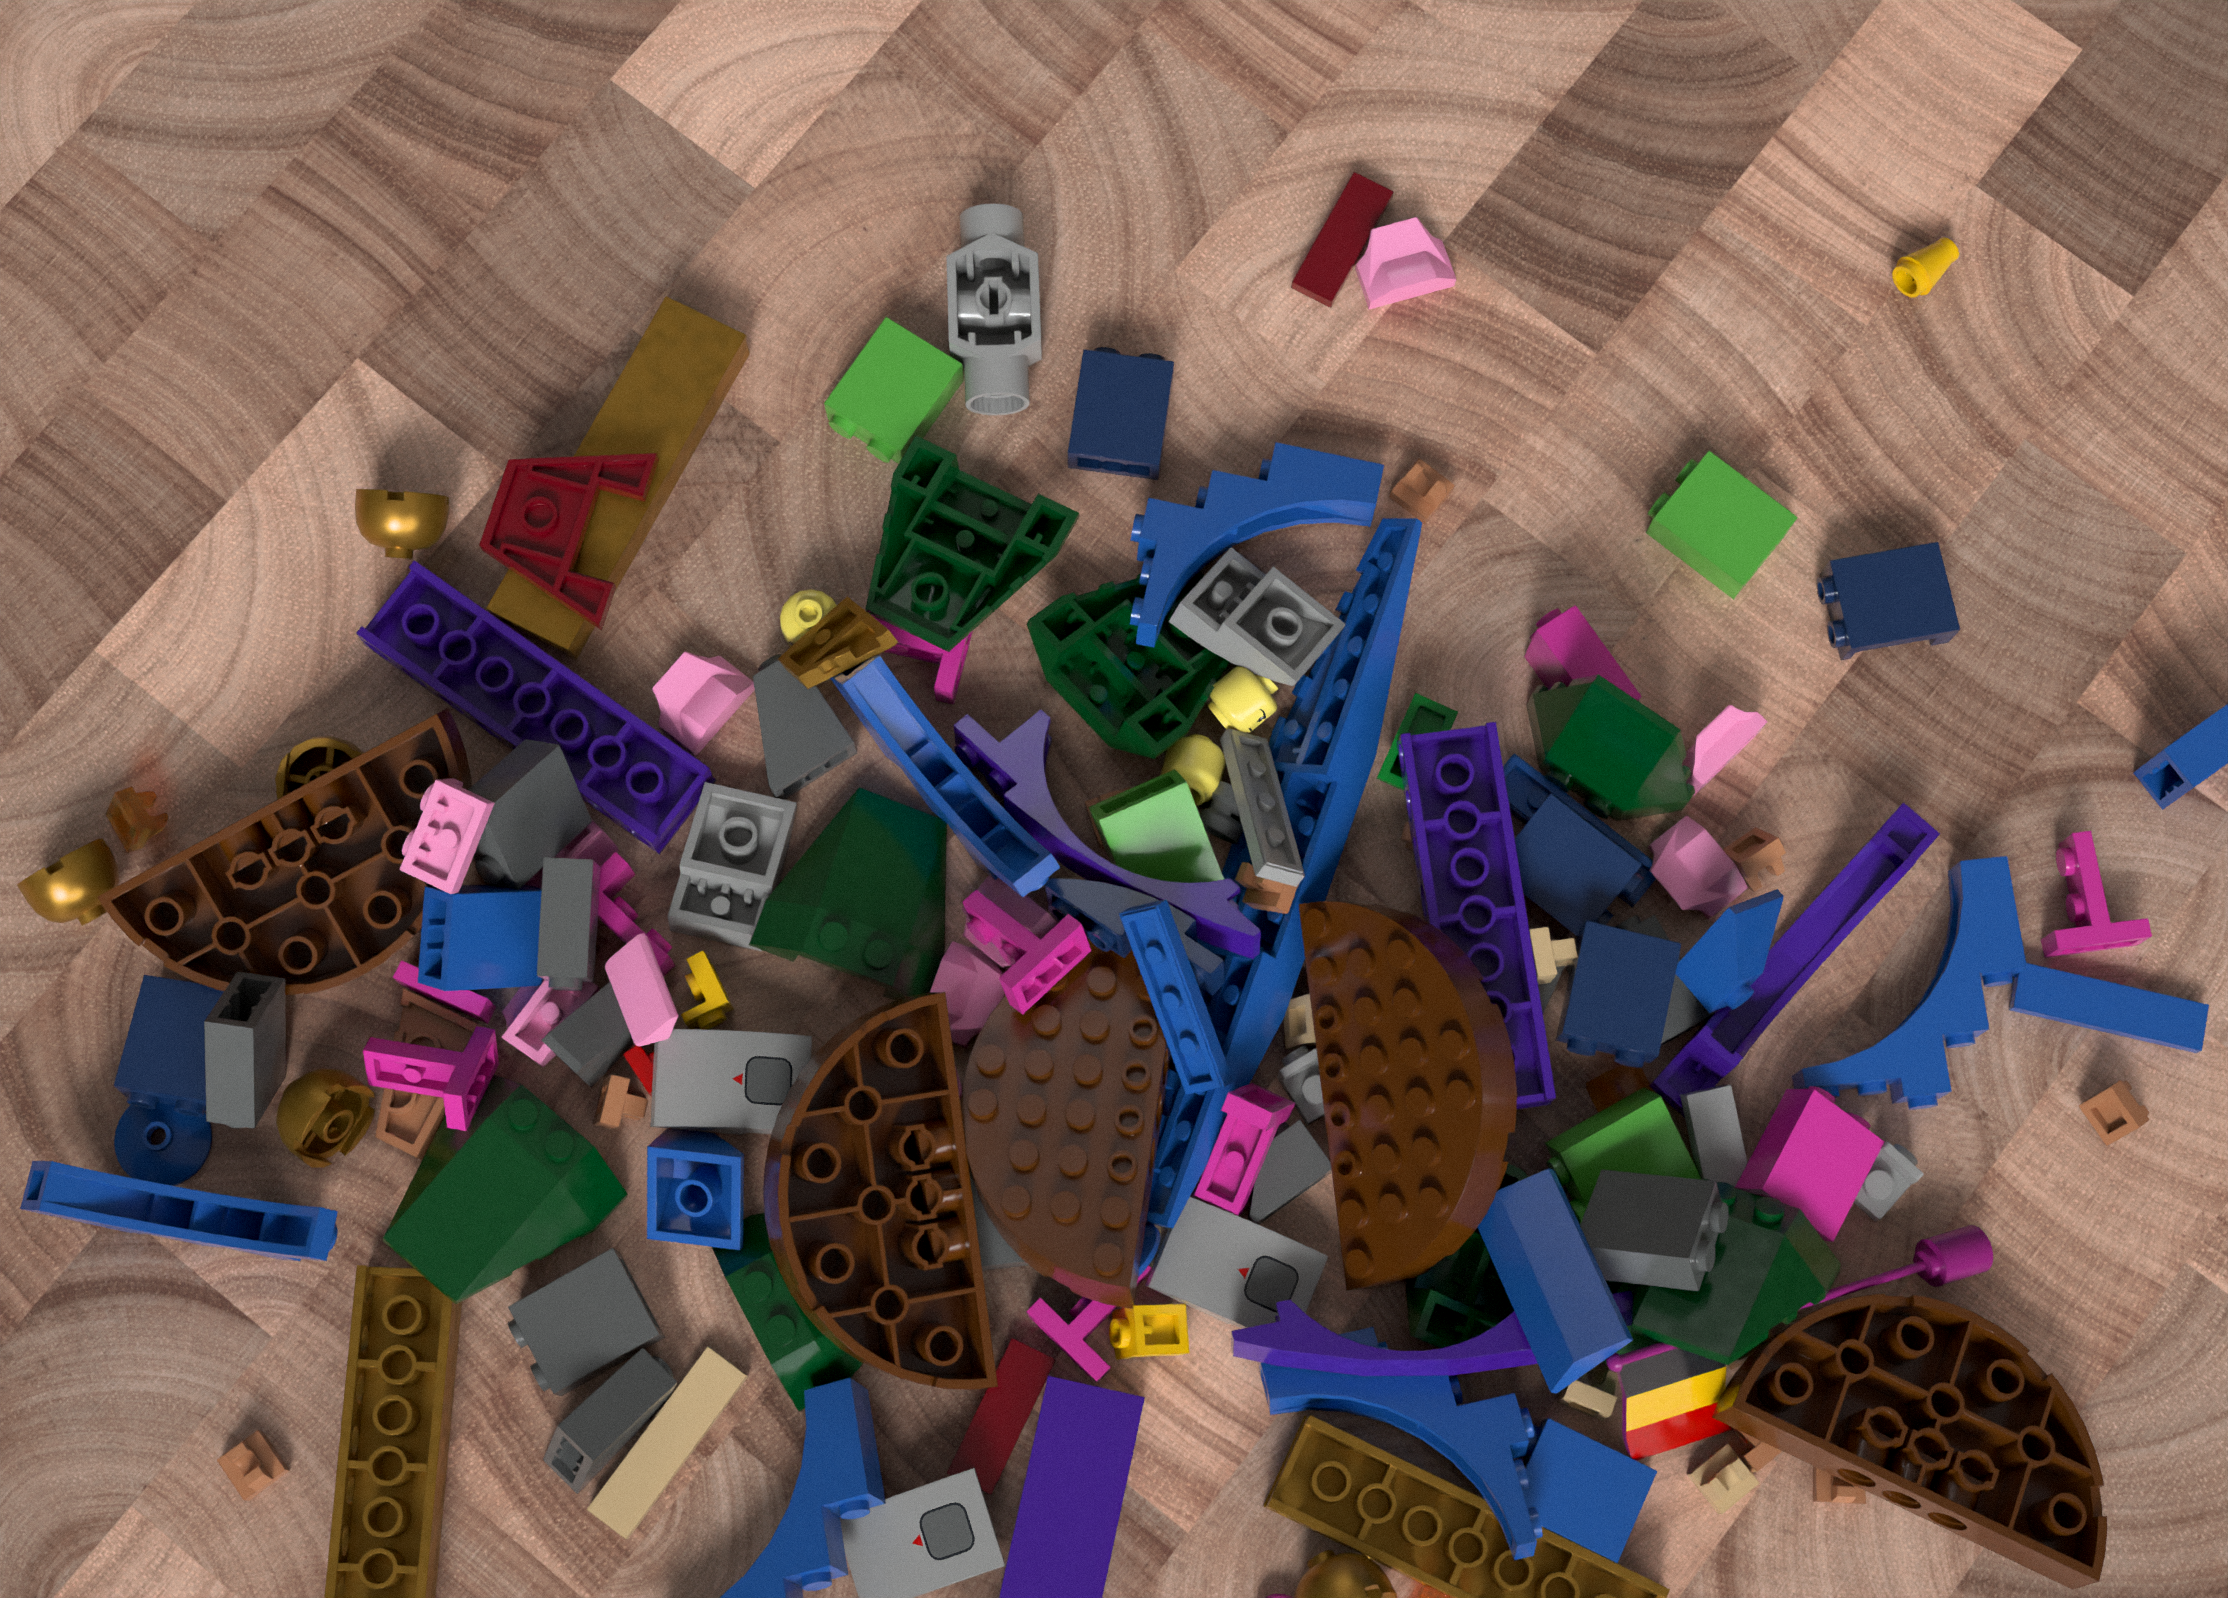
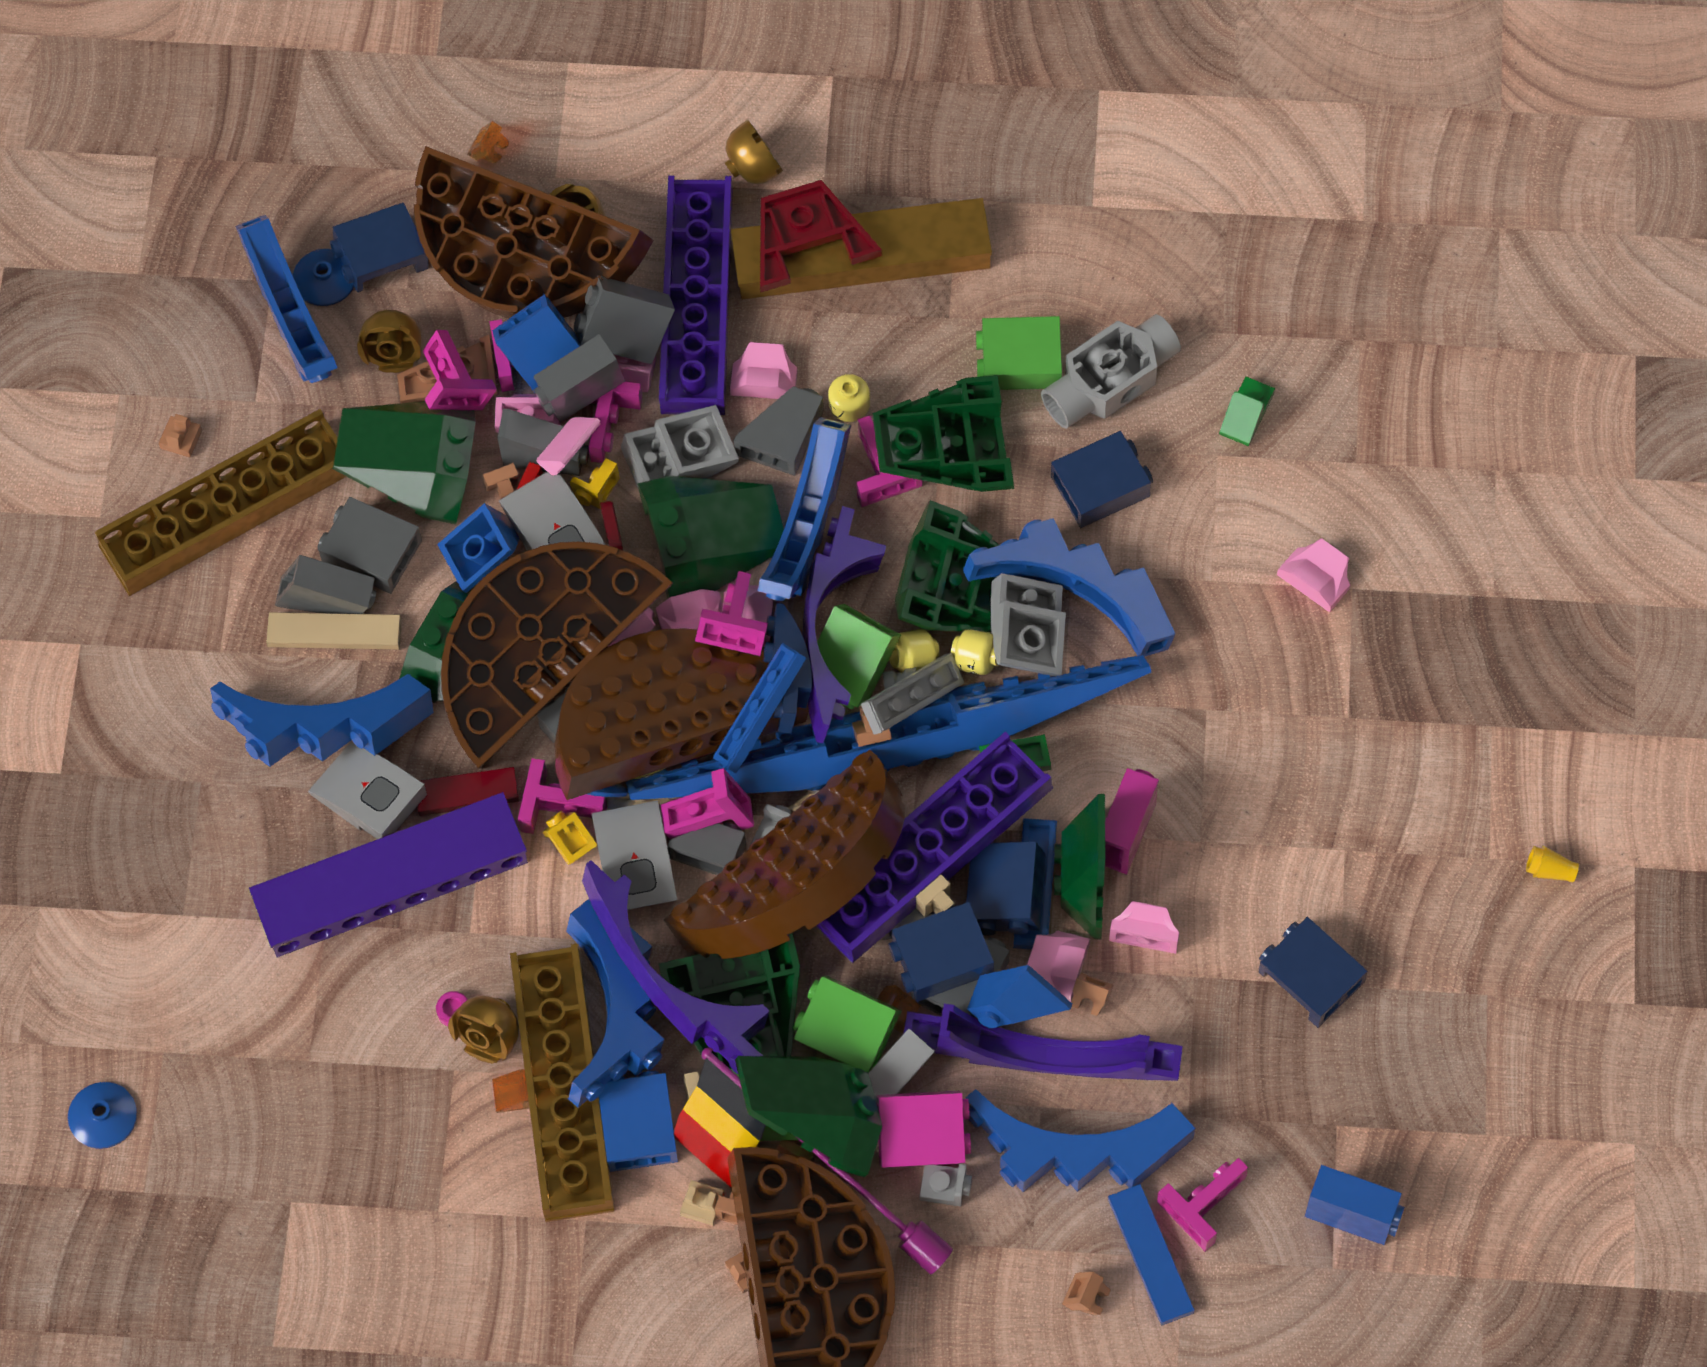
camera: 60 degrees right, 10 degrees down
(72, 884) = (430, 132): pearl gold cylinder -> none
(245, 1050) = (396, 273): dark grey brick -> none
(446, 835) = (576, 279): bright pink bracket -> none
(782, 1014) = (611, 524): none -> dark red tile
(836, 644) = (838, 410): pearl gold wing -> none
(1146, 200) = (1246, 411): none -> slope
(1342, 239) = (1299, 531): dark red tile -> none
(1422, 491) = (1183, 671): nougat tile -> none
(1552, 1279) = (738, 1000): blue slope -> none
(1654, 1228) = (805, 1040): dark grey brick -> none
(1719, 523) = (1288, 846): bright green brick -> none

